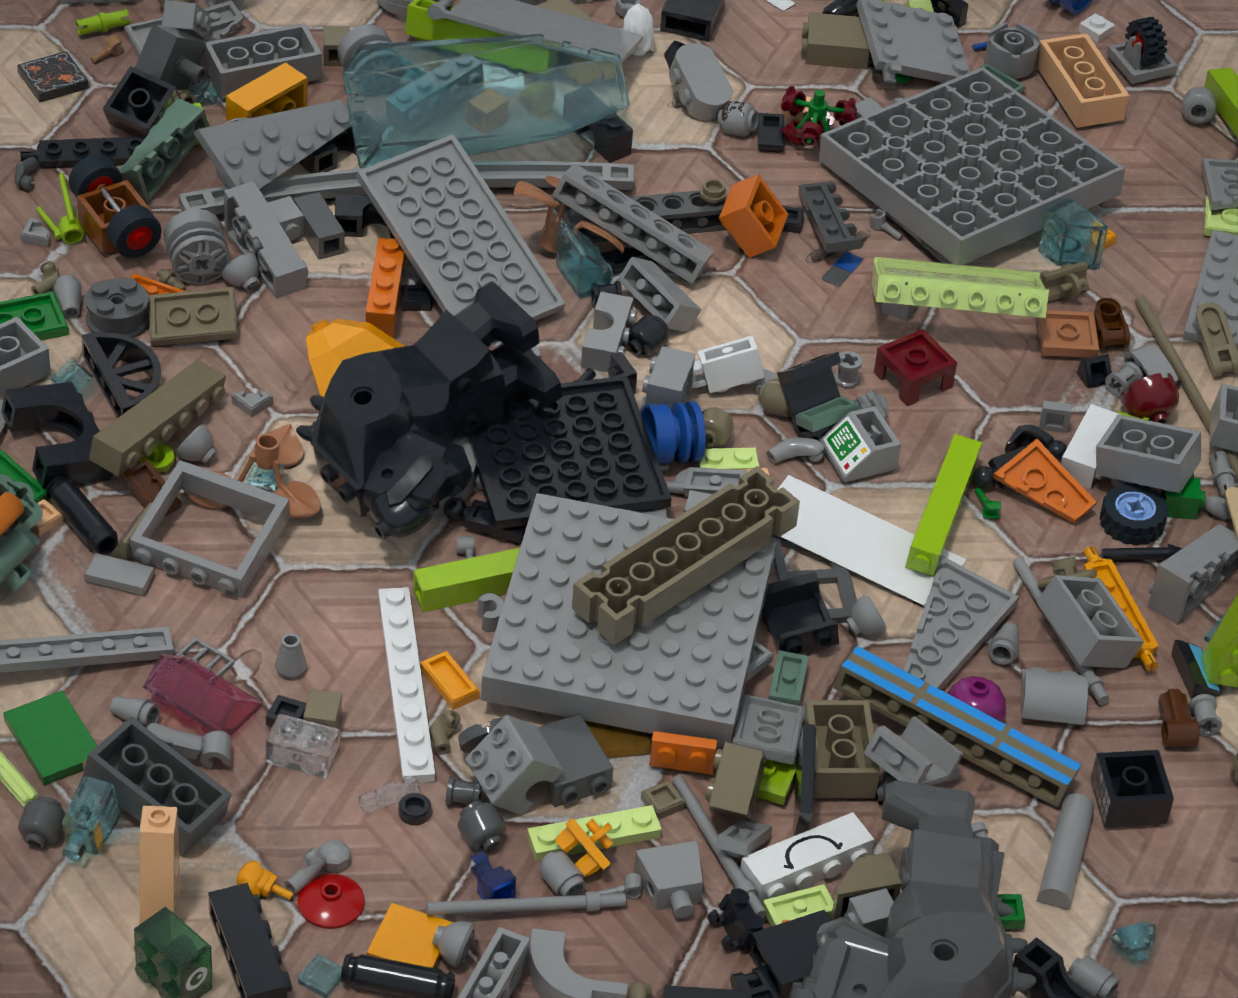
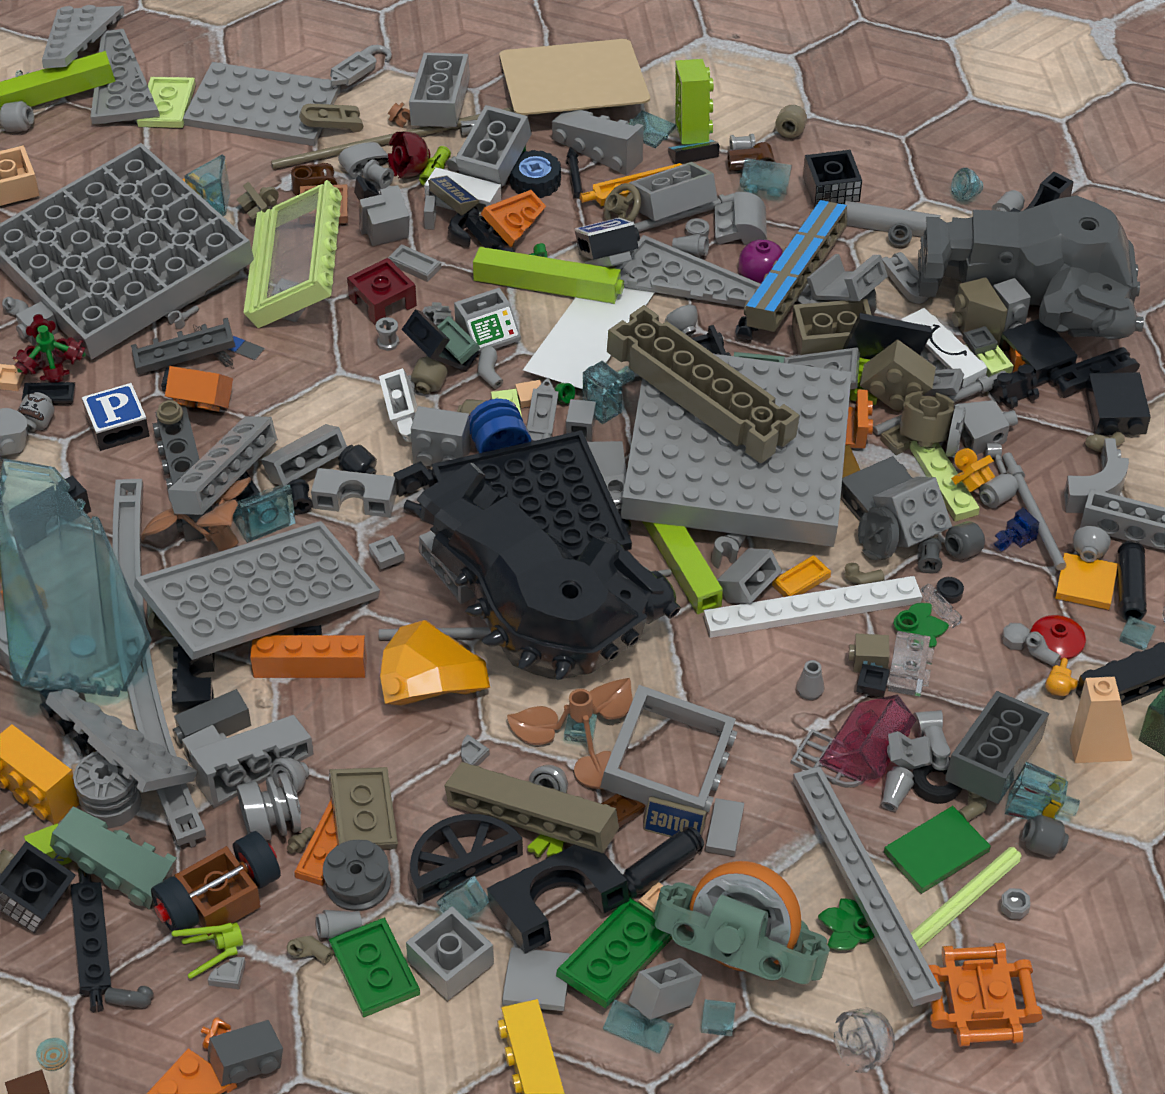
camera: 90 degrees left, 5 degrees up
(167, 704) = (908, 752): none -> light grey bracket
(363, 770) = (919, 621): none -> green plate
(445, 621) = (749, 575): none -> light grey brick
(641, 824) = (955, 431): none -> light grey tile
(669, 804) = (926, 418): none -> dark tan brick
(727, 162) = (115, 416): none -> piece
(816, 892) = (980, 340): none -> dark grey tile
(962, 553) = (611, 260): none -> light grey tile
(974, 405) = (415, 263): none -> light grey tile
(999, 551) = (607, 238): none -> black piece
(1033, 853) = (903, 229): none -> dark grey plate
(1034, 371) = (384, 216): none -> light grey plate
(1043, 656) = (697, 226): none -> light grey tile
(1068, 419) = (452, 194): none -> dark tan slope
(1135, 725) = (765, 177): none -> clear light blue bracket

